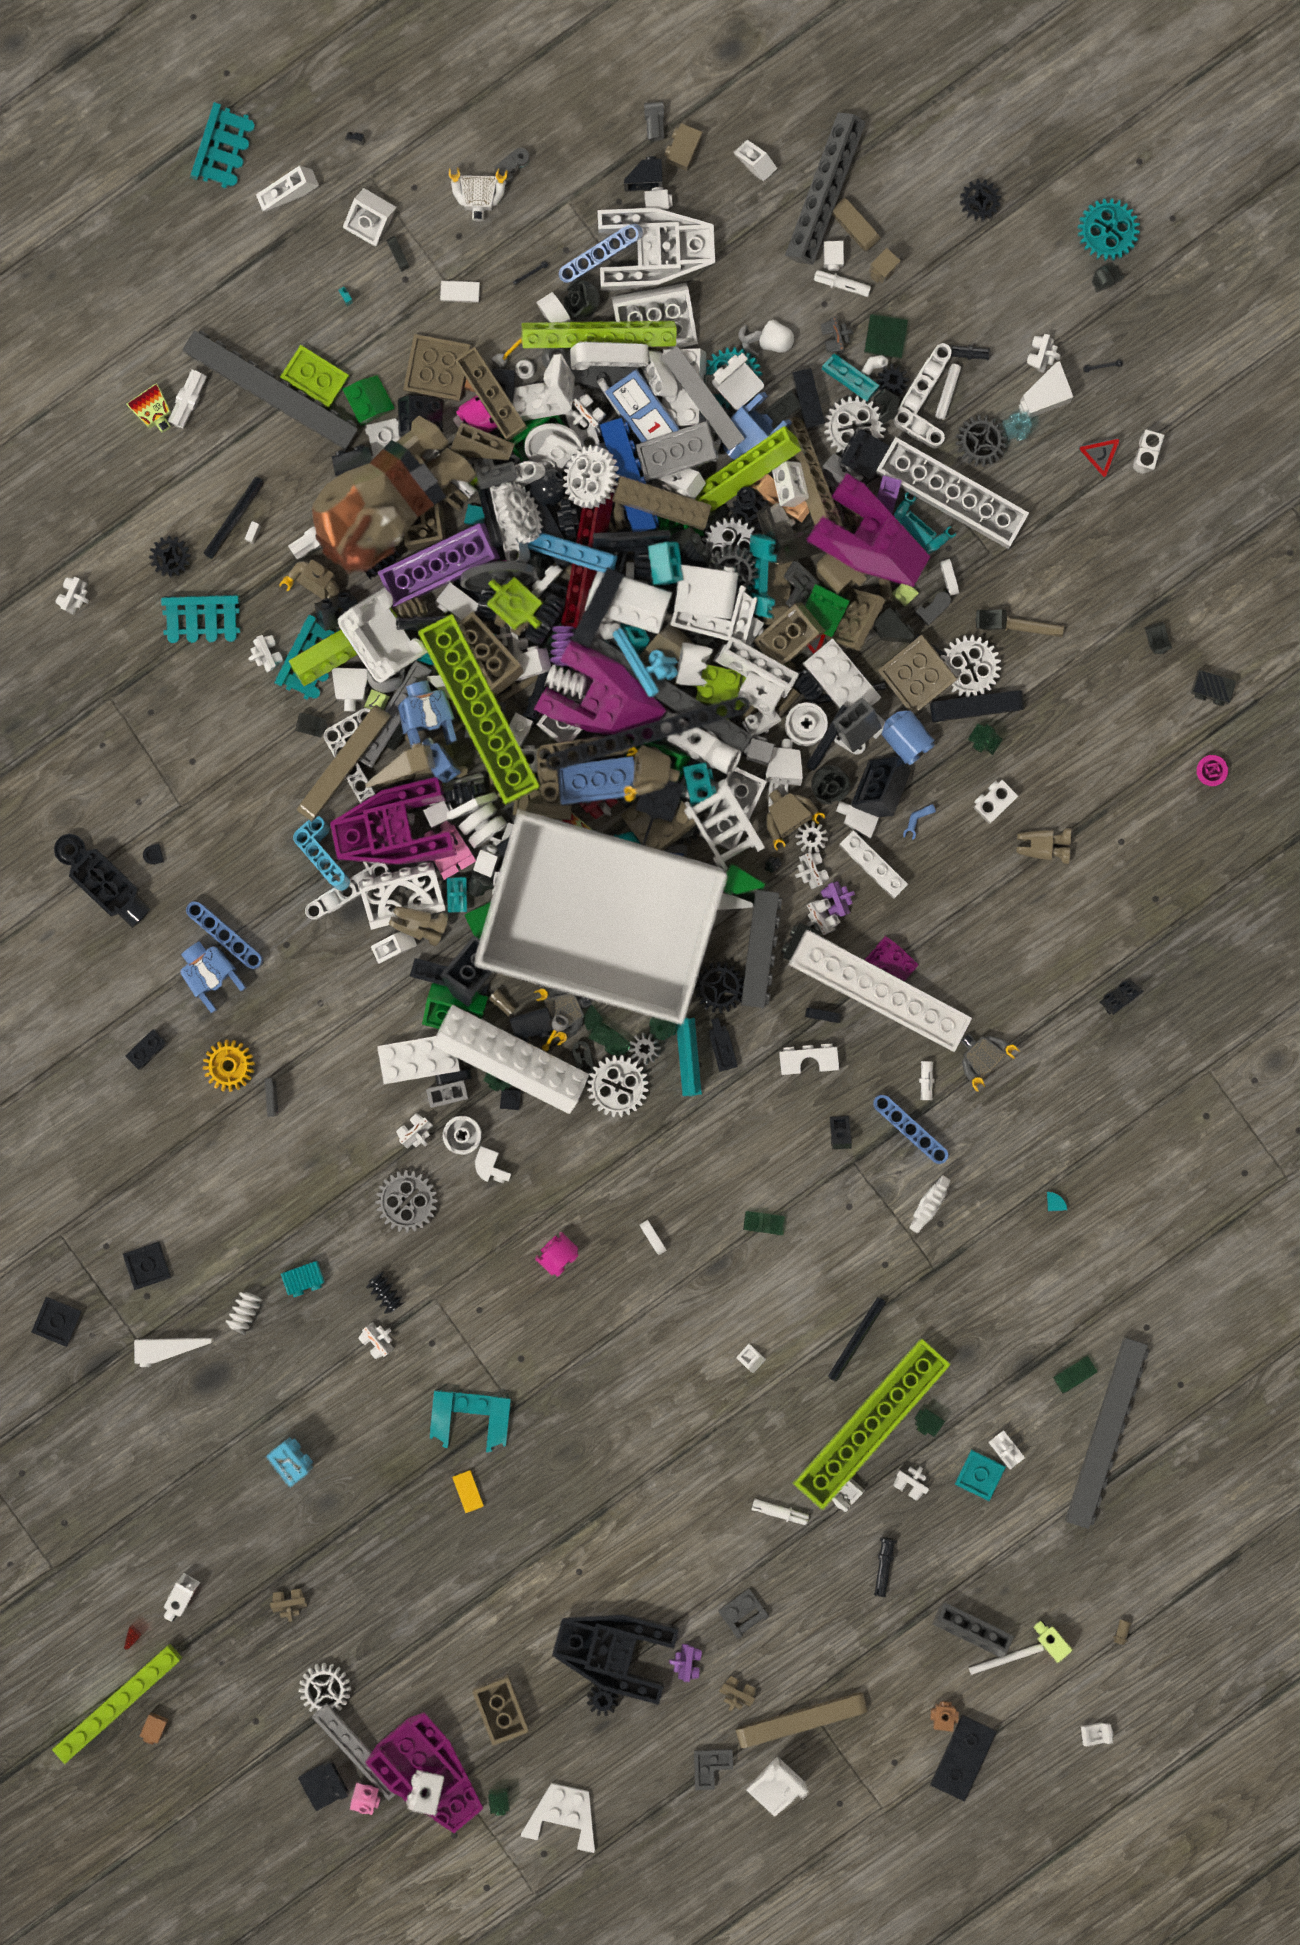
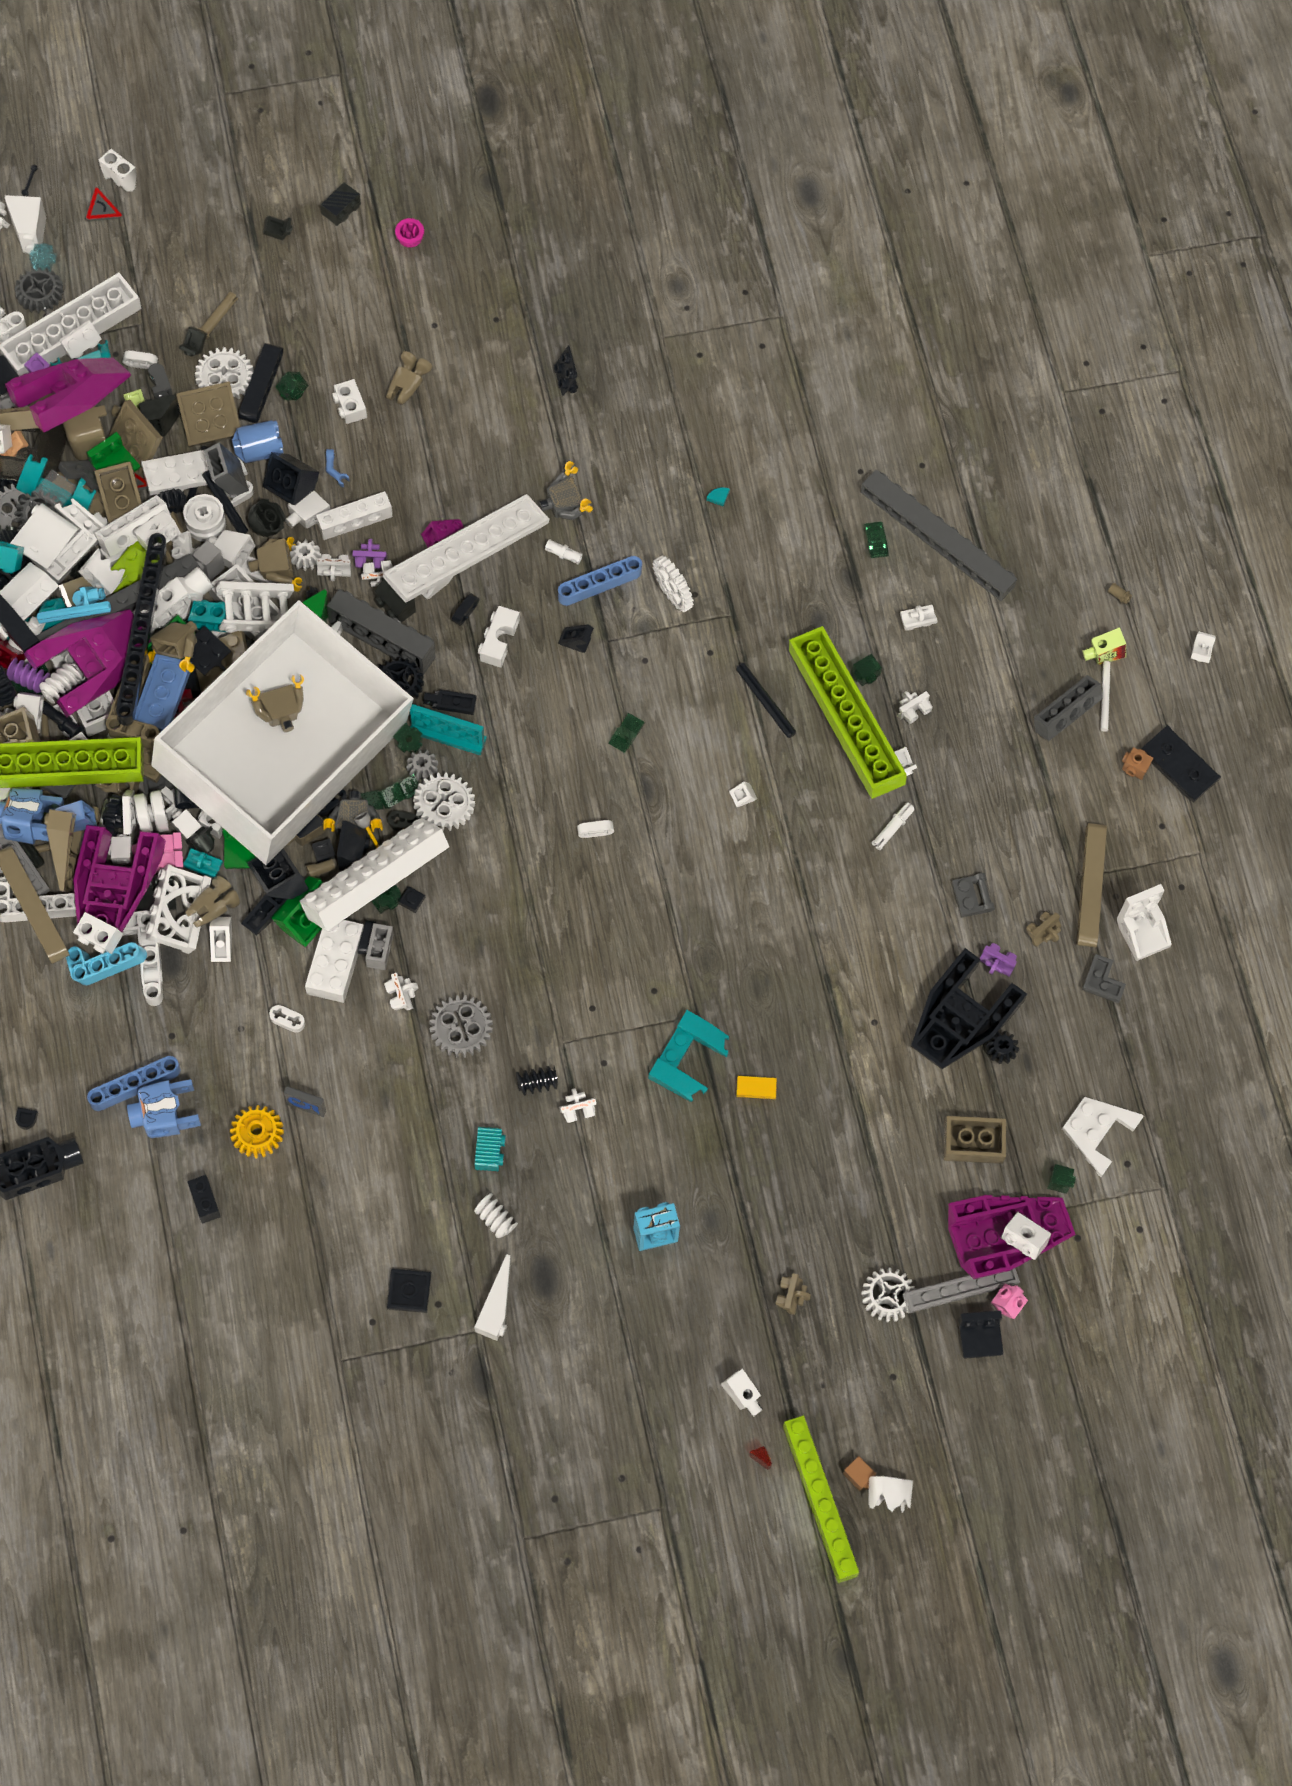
camera: 80 degrees left, 20 degrees down
(56, 1321) = (422, 1398): black plate -> none
(148, 1762) = (893, 1490): none -> white piece
(341, 841) = (99, 931): none -> white brick
(341, 1040) = (285, 1022): none -> white beam
(451, 1133) = (423, 960): white brick -> none
(485, 1166) = (463, 944): white brick -> none
(520, 997) = (323, 850): none -> black plate
(557, 1254) = (572, 912): dark pink brick -> none
(632, 896) = (279, 705): none -> dark tan torso
(762, 575) = (55, 489): none -> clear piece
(885, 1558) = (972, 755): black pin -> none
(938, 513) = (80, 340): none -> white bracket
(980, 1475) = (931, 651): teal tile -> none

